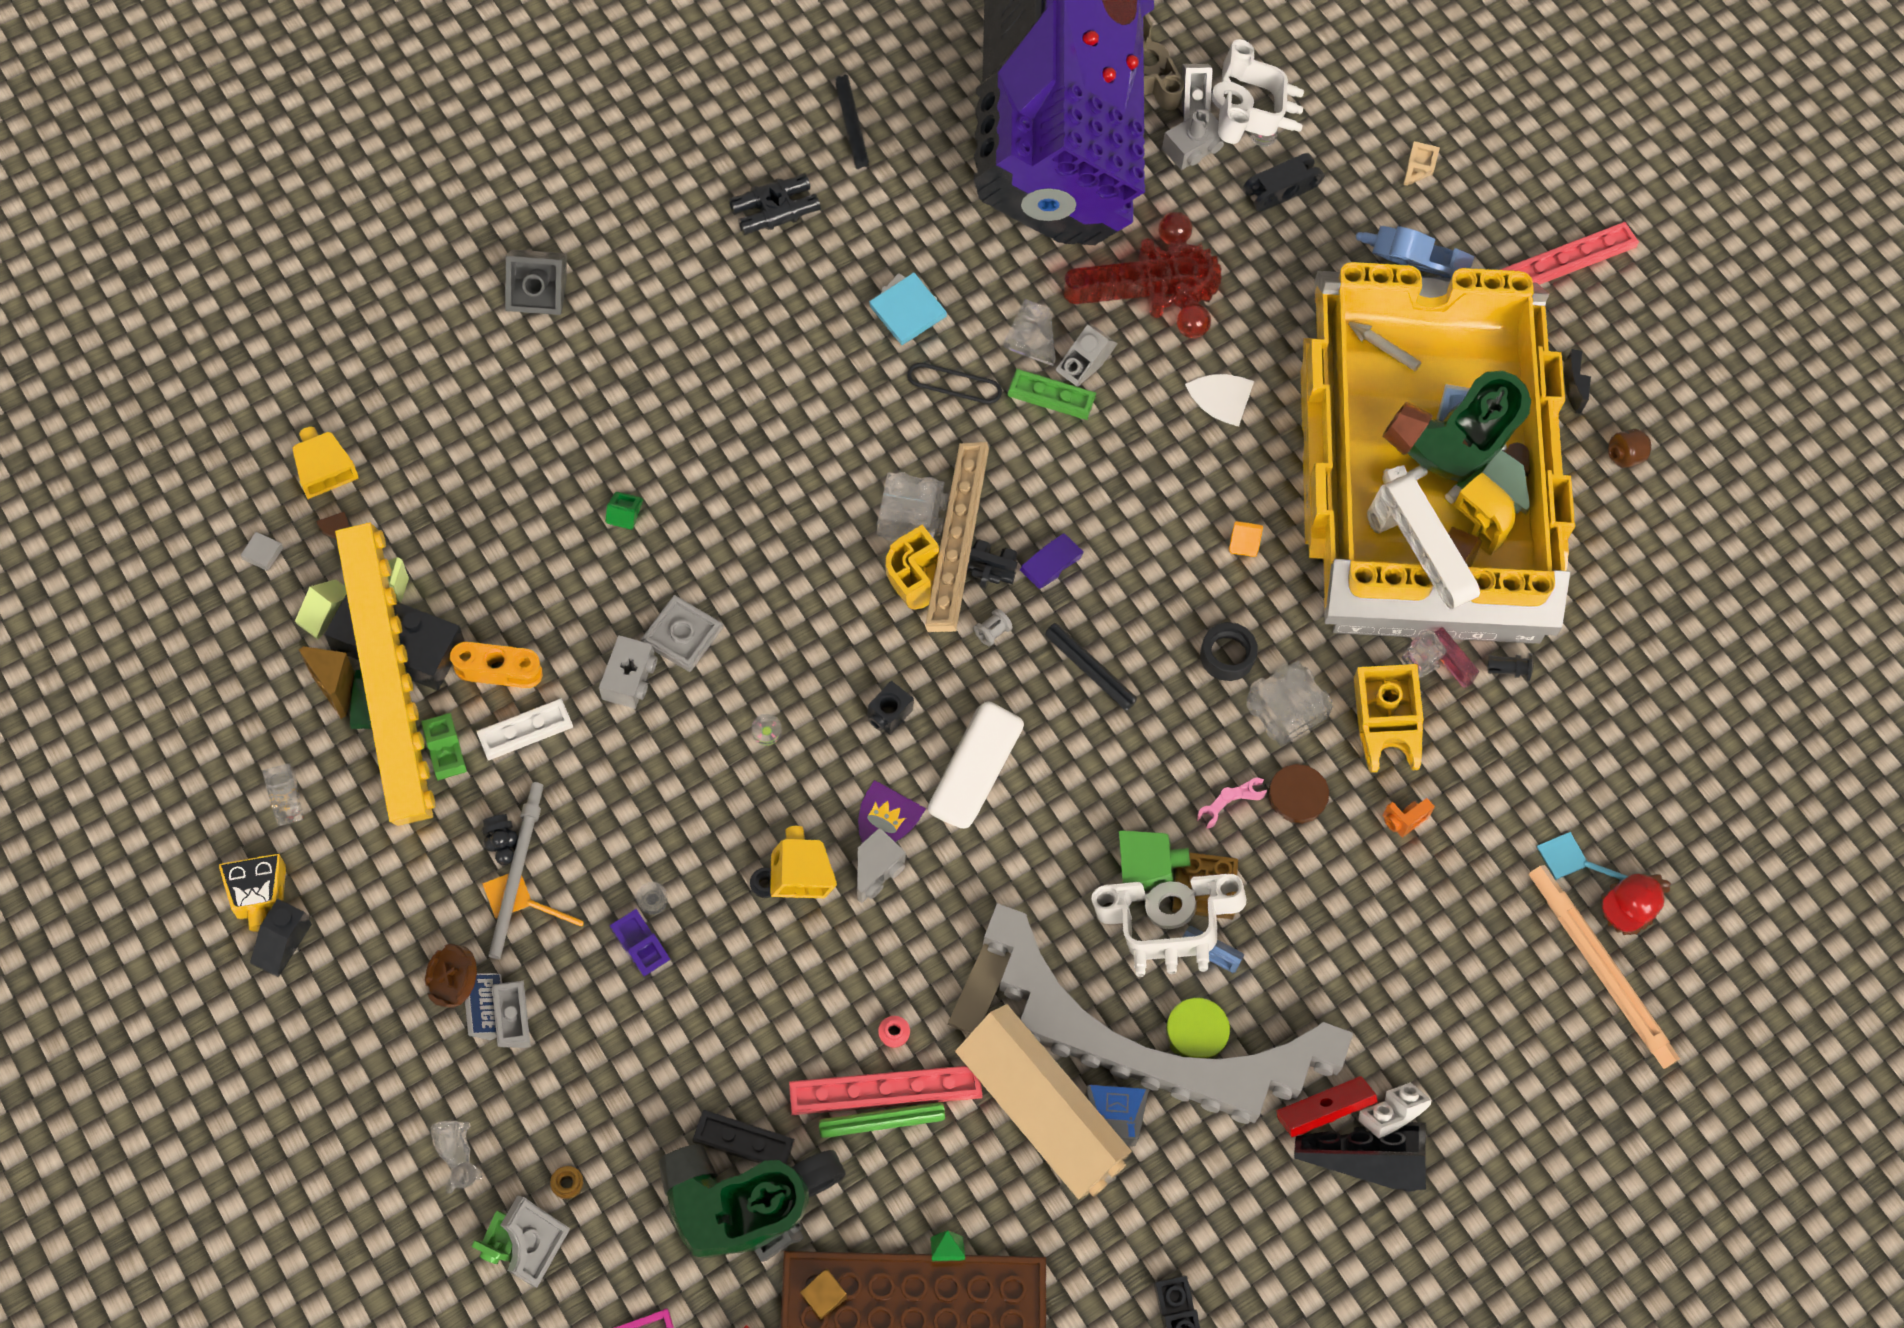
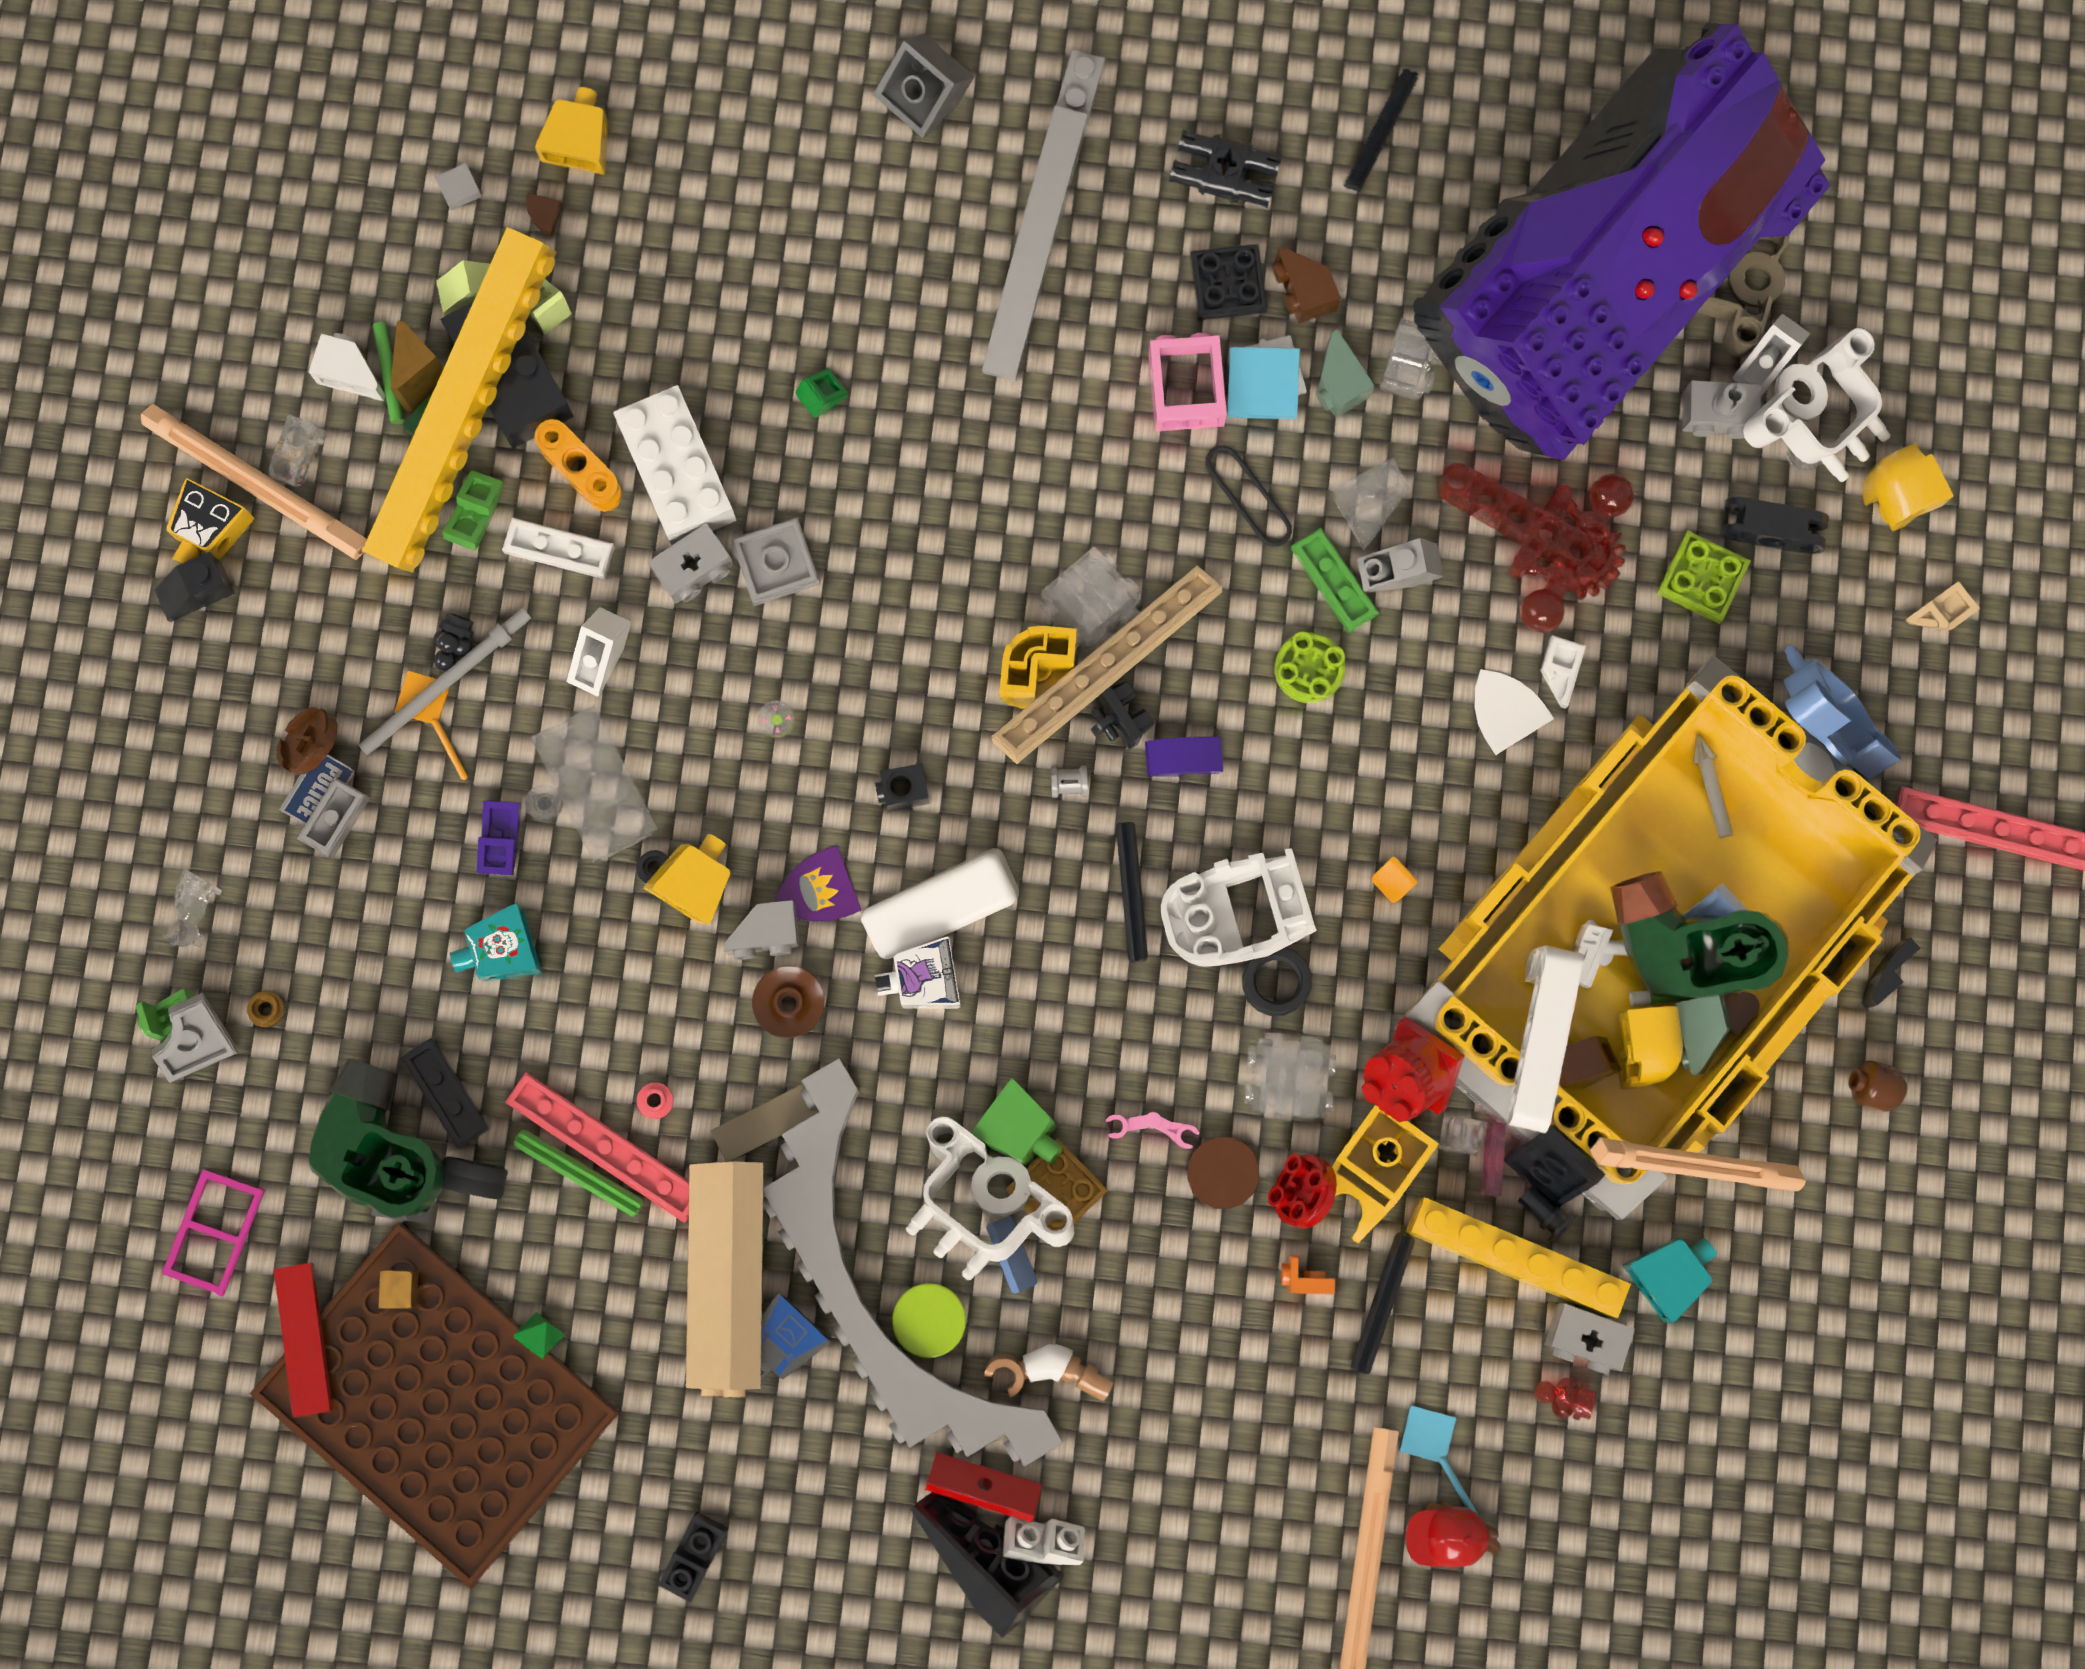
camera: 40 degrees right, 15 degrees up
(267, 837) = (254, 481): none -> light nougat piece
(277, 716) = (343, 366): none -> white slope
(308, 701) = (386, 362): none -> bright green bar
(563, 618) = (674, 464): none -> white brick
(609, 772) = (598, 650): none -> white slope
(677, 860) = (594, 784): none -> clear plate
(682, 307) = (1043, 215): none -> light grey slope
(702, 1012) = (499, 947): none -> teal torso
(832, 268) = (1228, 282): none -> black tile
(876, 360) = (1191, 415): none -> bright pink window
(884, 235) = (1307, 284): none -> reddish brown slope
(930, 884) = (774, 989): none -> reddish brown dish
(952, 273) = (1342, 378): none -> sand green slope
(986, 235) = (1408, 363): none -> clear brick
(1006, 815) = (923, 977): none -> torso
(1082, 454) = (1309, 667): none -> lime tile
(1155, 649) = (1202, 919): none -> white slope
(1233, 348) = (1562, 667): none -> white tile
(1268, 240) = (1703, 577): none -> lime tile
(1300, 992) = (1052, 1363): none -> piece
(1339, 107) = (1906, 486): none -> yellow brick
(1360, 760) = (1304, 1191): none -> red tile
(1364, 631) = (1412, 1073): none -> red piece
(1465, 796) = (1382, 1303): none -> black axle
(1495, 624) = (1553, 1166): none -> black tile
(1519, 703) = (1518, 1258): none -> yellow brick
(1578, 554) = (1752, 1172): none -> light nougat piece
(1604, 718) = (1610, 1336): none -> light grey brick
(1617, 646) = (1672, 1275): none -> teal torso
(1625, 765) = (1567, 1398): none -> clear red piece

